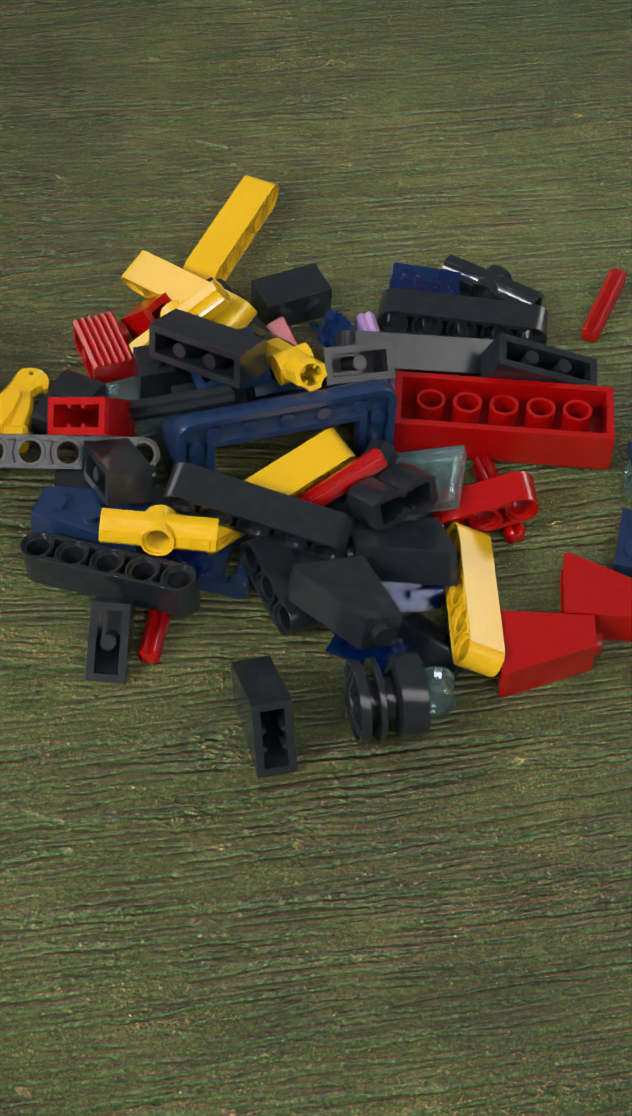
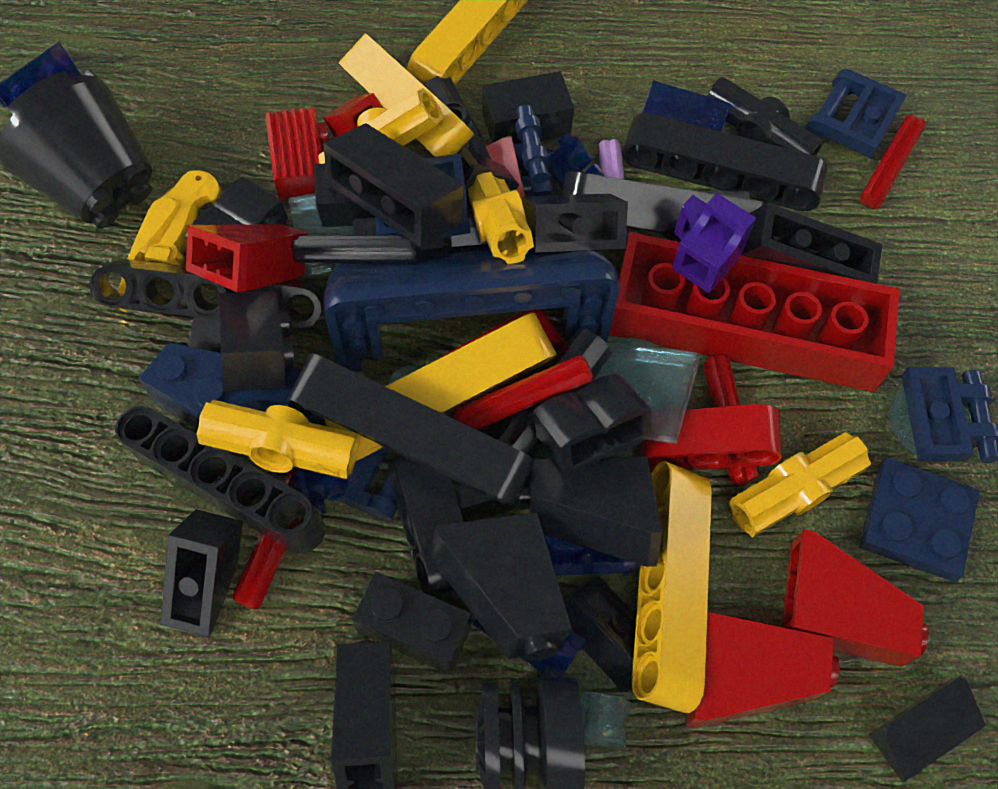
camera: 10 degrees right, 15 degrees up
(292, 645) = (412, 622): none -> black brick
(301, 322) = (530, 154): none -> dark blue plate
(460, 364) = (710, 239): none -> dark purple brick
(558, 532) = (799, 484): none -> yellow piece
(578, 273) = (867, 119): none -> dark blue plate

